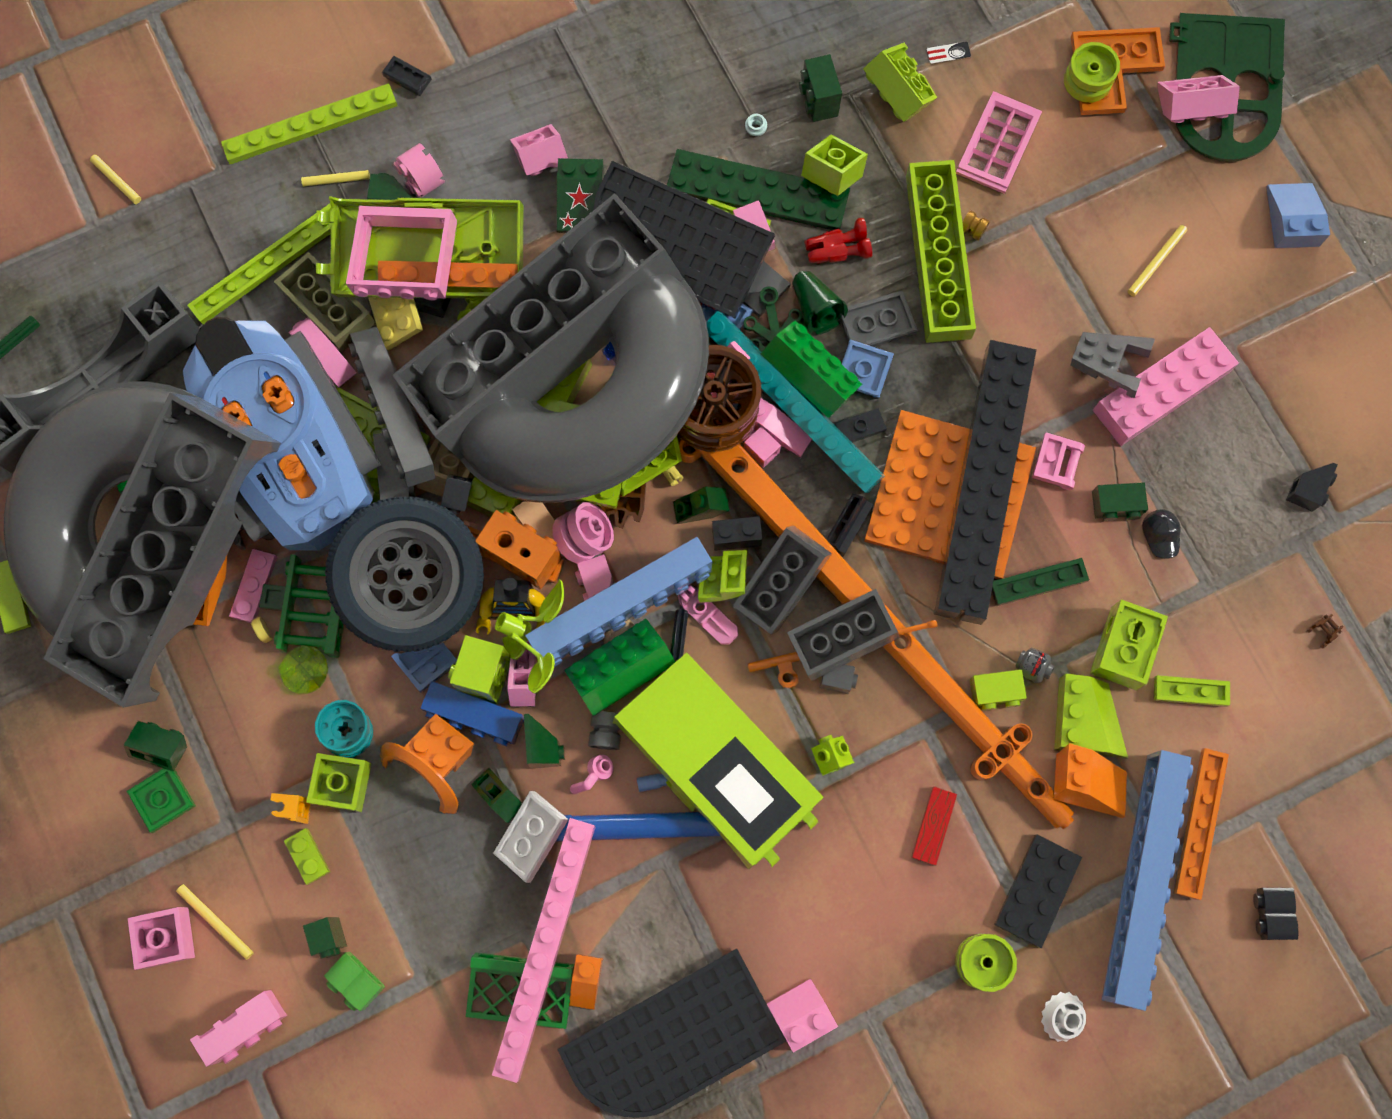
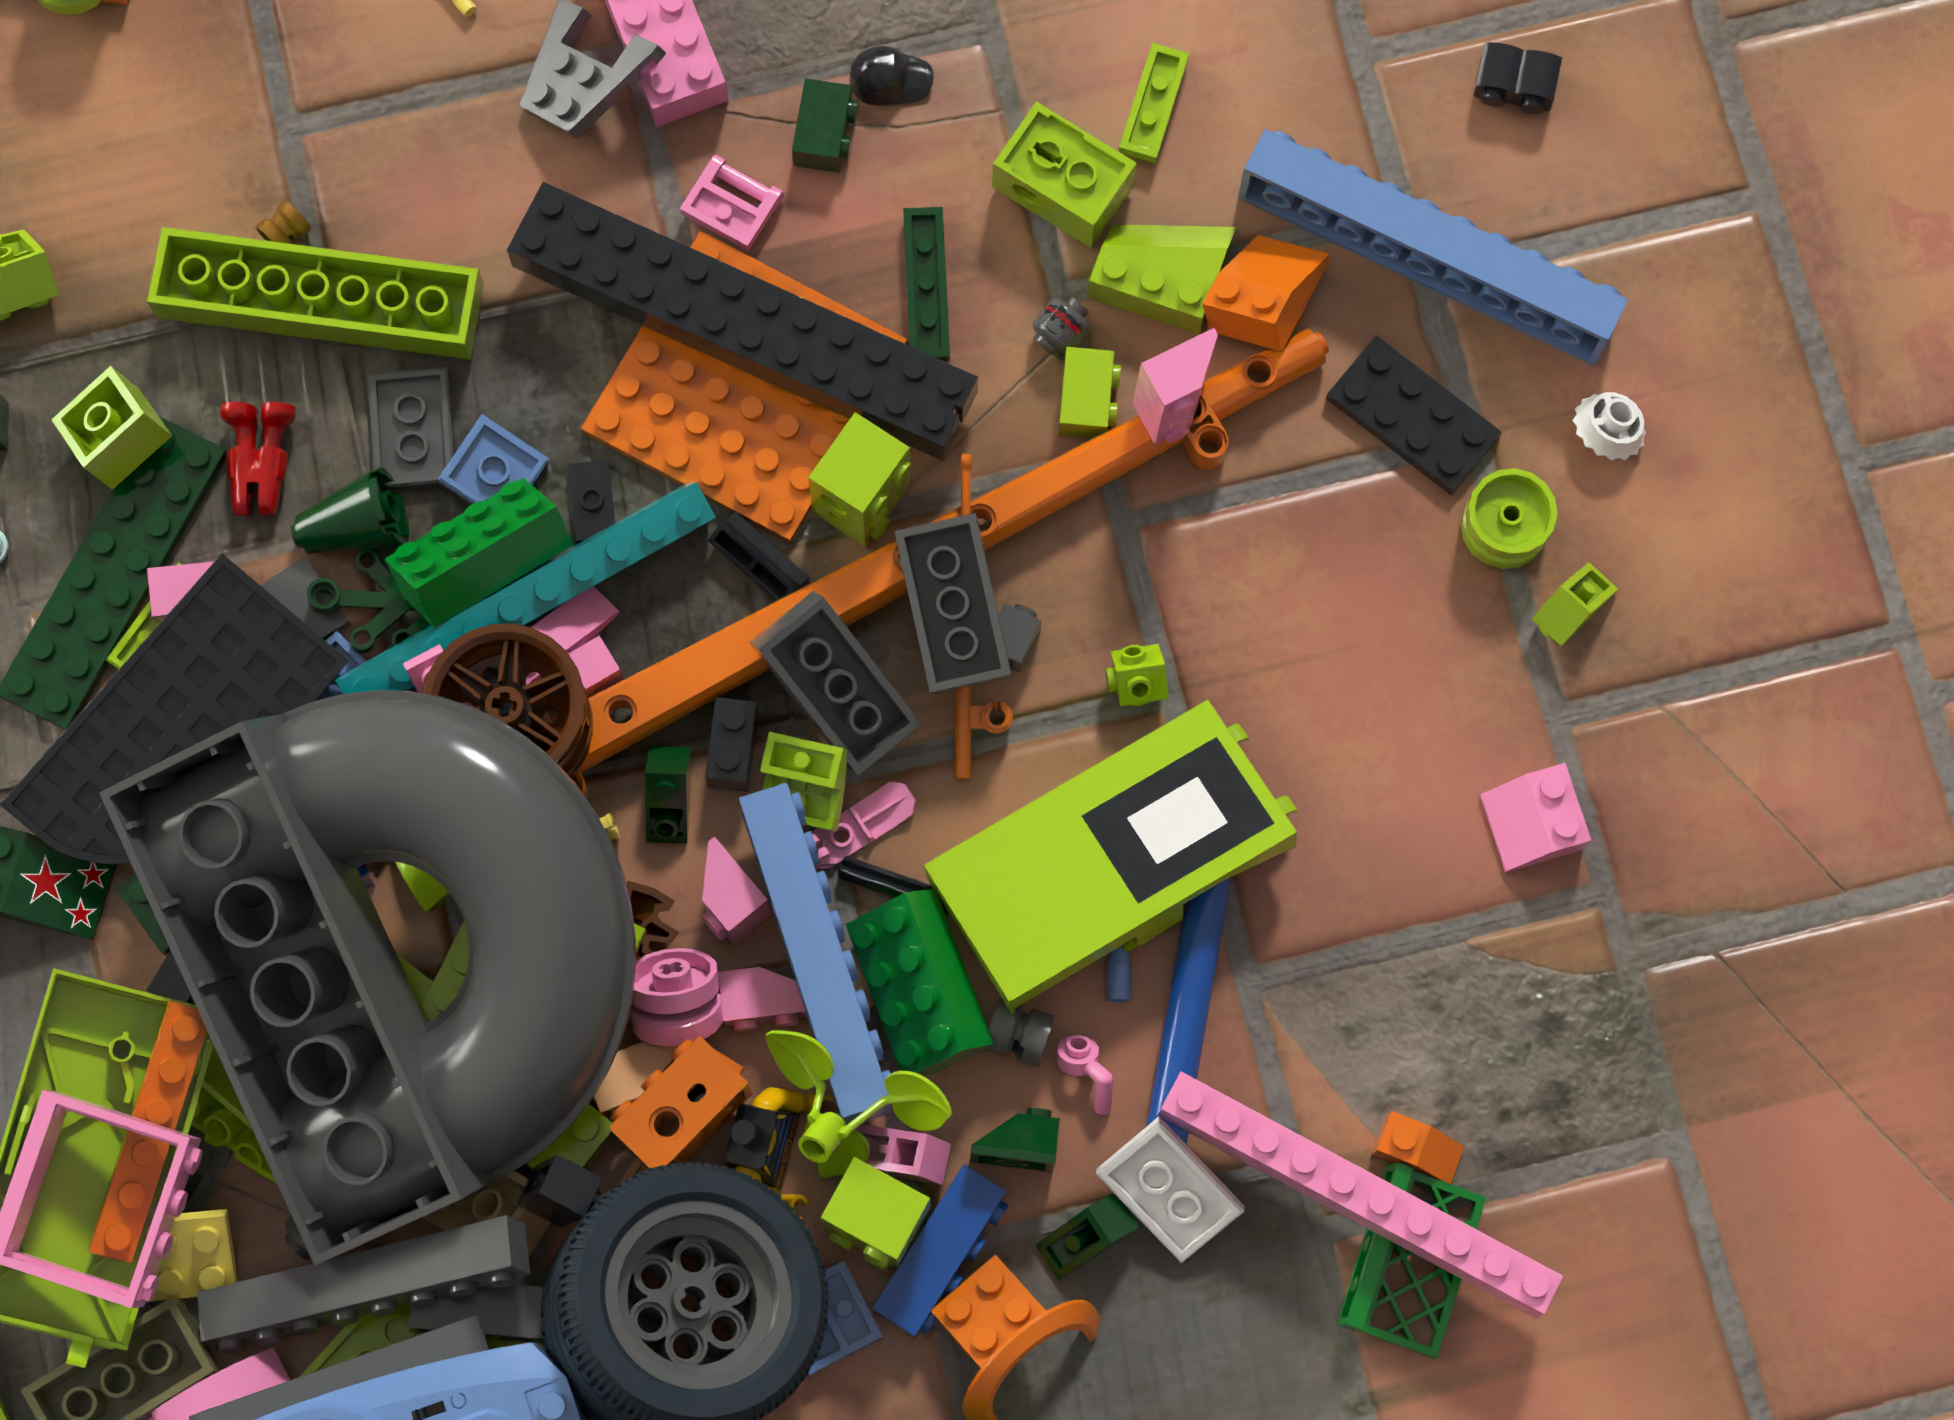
camera: 80 degrees left, 0 degrees up
(648, 547) = (730, 897): none -> bright pink slope
(674, 1041) = (1537, 1027): black plate -> none
(906, 566) = (860, 480): none -> lime piece
(934, 826) = (1281, 546): red tile -> none
(943, 1015) = (1574, 604): none -> lime slope
(998, 142) = (138, 149): bright pink piece -> none
(1009, 736) = (1172, 386): none -> bright pink slope
(1201, 824) = (1360, 146): orange plate -> none

